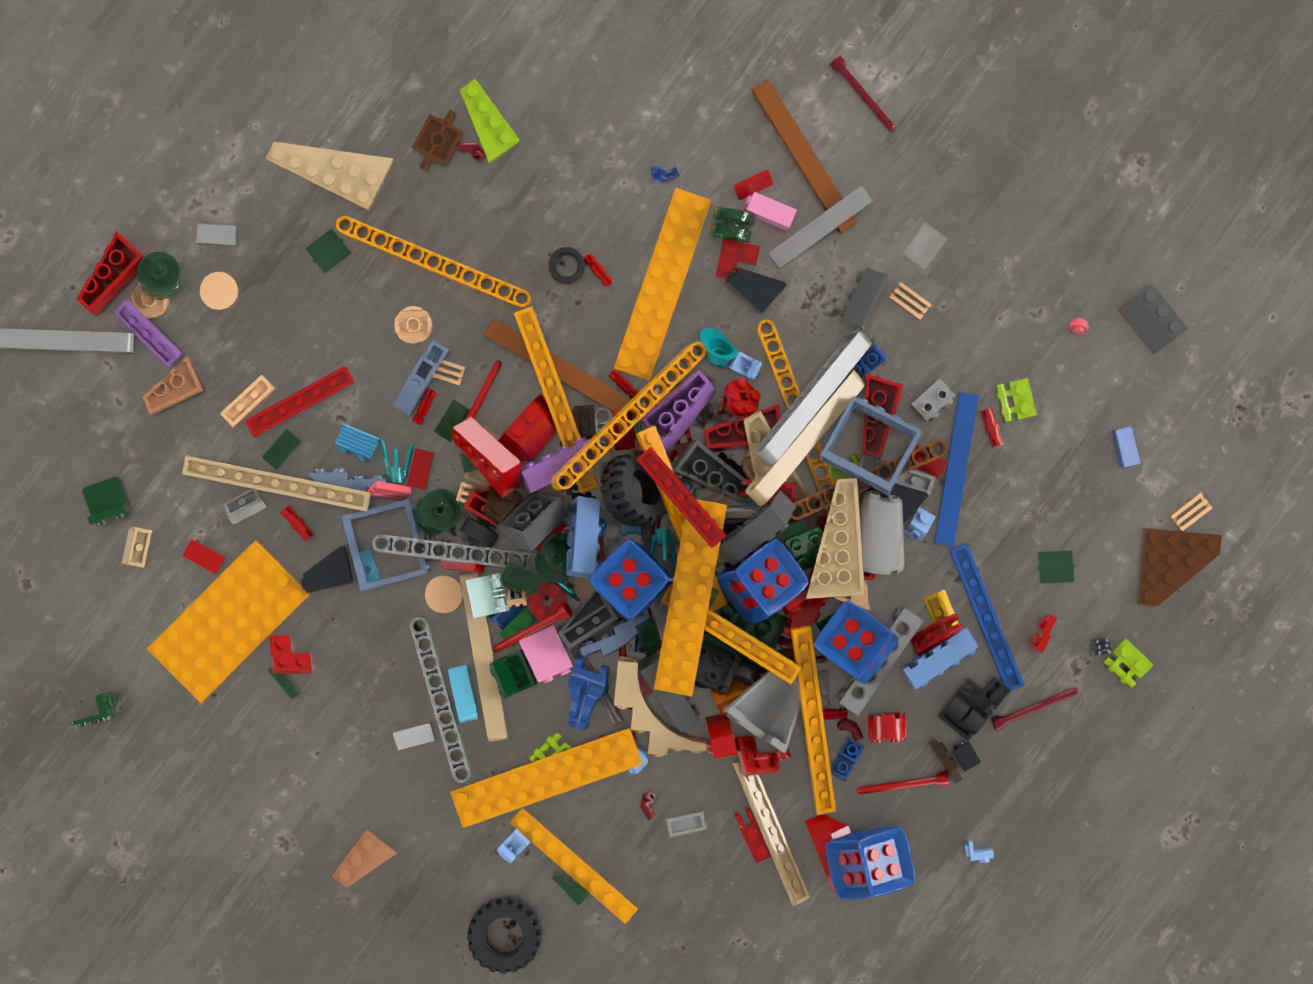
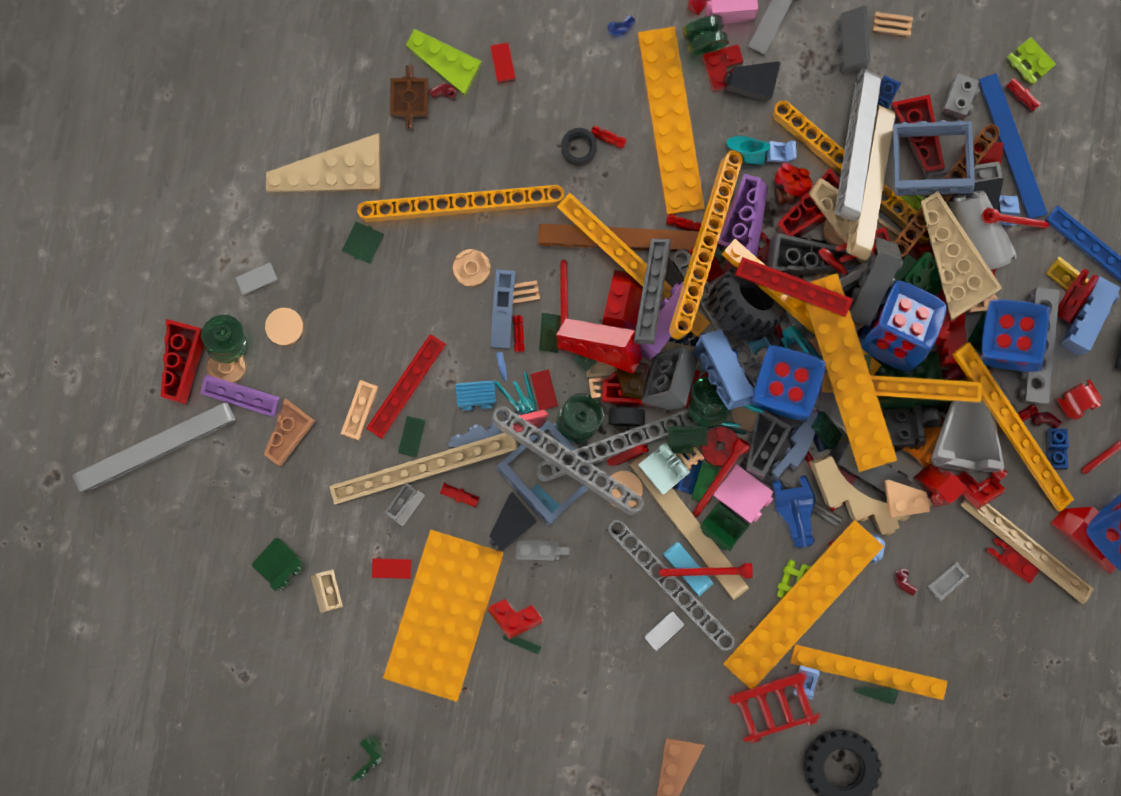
camera: 25 degrees left, 5 degrees down
(342, 609) = (540, 550): none -> light grey hinge
(394, 427) = (502, 365): none -> medium blue helmet
(401, 555) = (577, 462): none -> light grey beam
(485, 837) = (778, 687): none -> red fence
(509, 721) = (744, 570): none -> red piece
(539, 151) = (503, 62): none -> red tile
(558, 434) = (652, 291): none -> dark grey tile
(683, 734) = (905, 500): none -> light nougat wing
(731, 486) = (827, 256): none -> red piece
(893, 525) = (992, 216): none -> red piece

